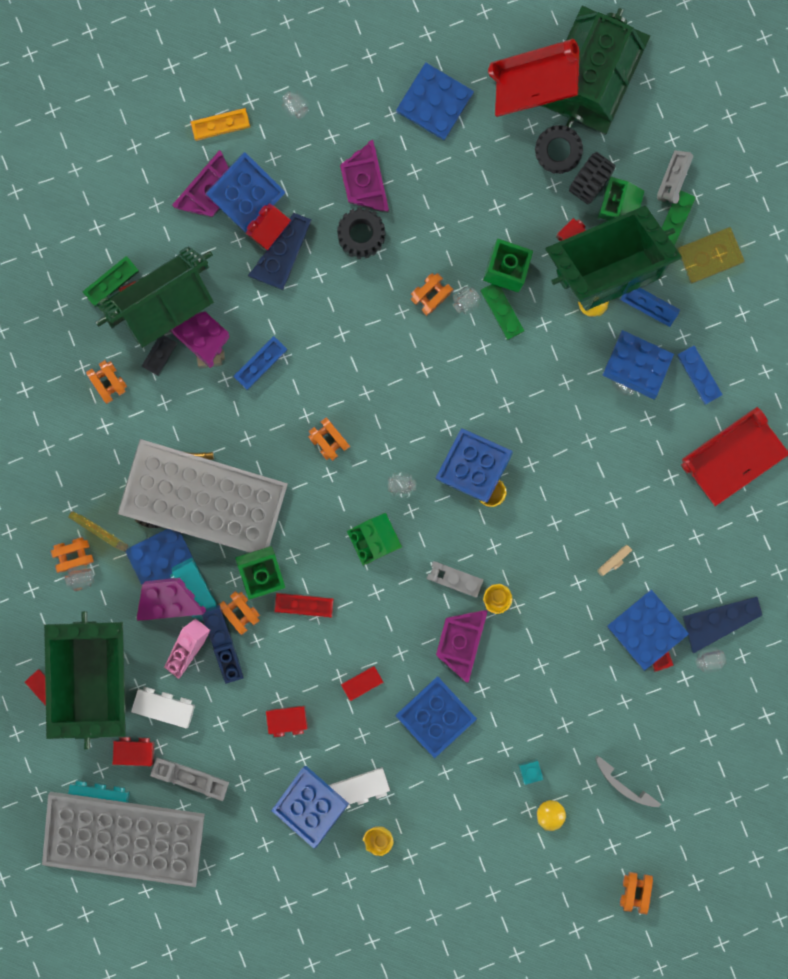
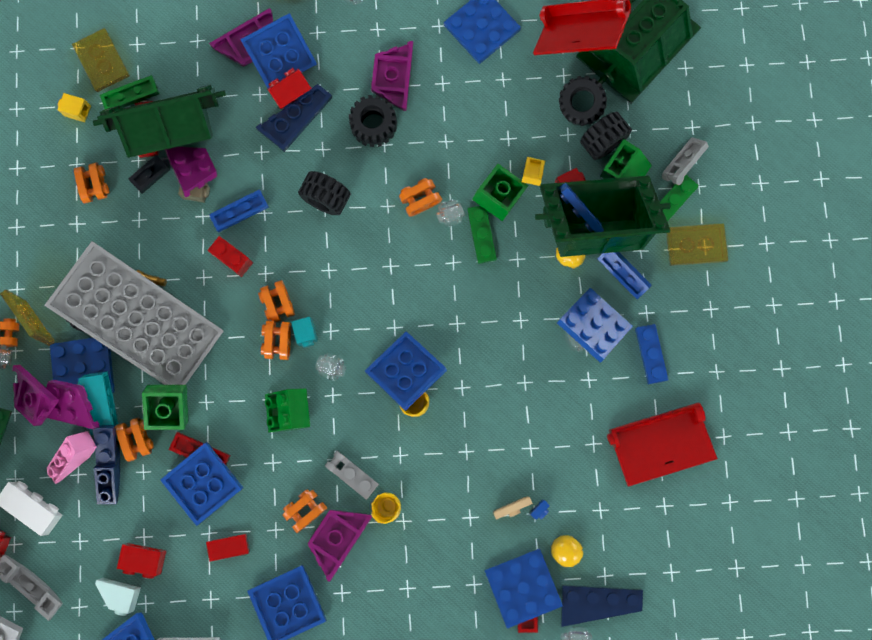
camera: 25 degrees right, 5 degrees down
(60, 312) = (73, 107): none -> yellow brick
(67, 255) = (100, 60): none -> clear yellow tile
(130, 605) = (32, 397): none -> magenta wing
(268, 410) = (230, 256): none -> red brick
(277, 759) = (118, 595): none -> light aqua slope
(318, 632) = (201, 483): none -> blue plate
(332, 470) = (269, 332): none -> orange brick
(340, 320) = (324, 193): none -> black tyre
(365, 460) = (304, 332): none -> teal brick
(421, 614) = (292, 510): none -> orange brick
(533, 234) = (533, 171): none -> yellow tile
(591, 260) = (580, 209): none -> blue plate
(641, 554) = (540, 510): none -> blue plate
(677, 583) = (566, 551): none -> yellow hair

